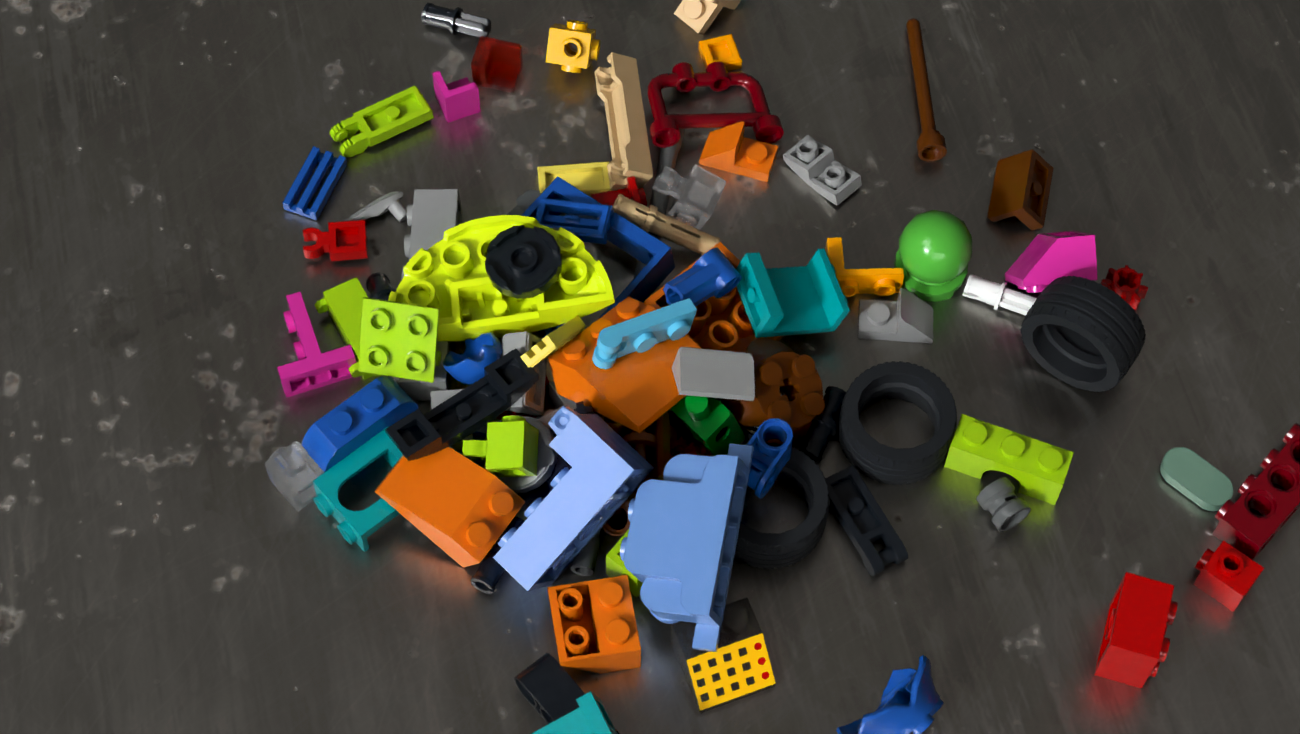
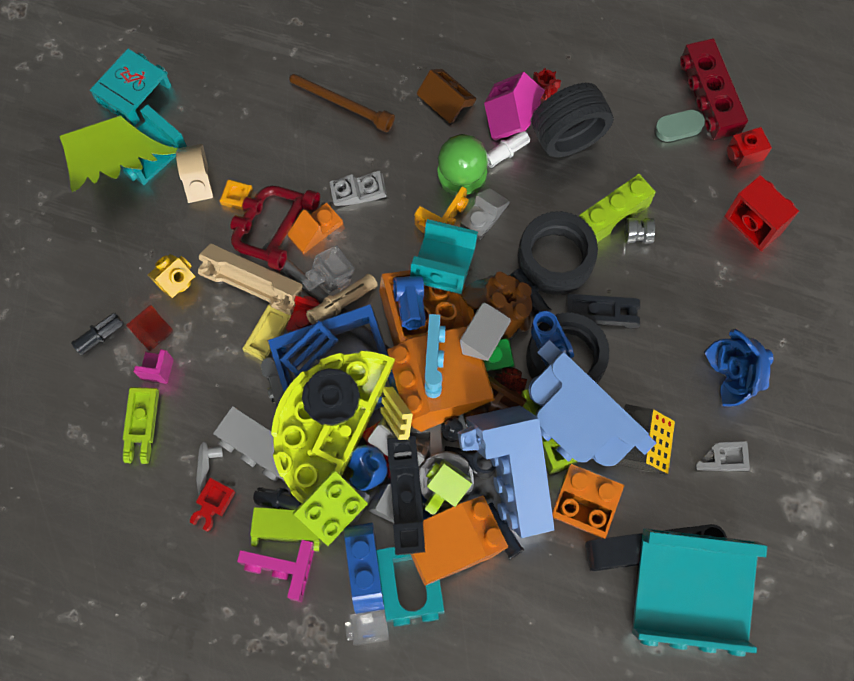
camera: 55 degrees left, 10 degrees up
(326, 160) = (143, 475): blue tile -> none

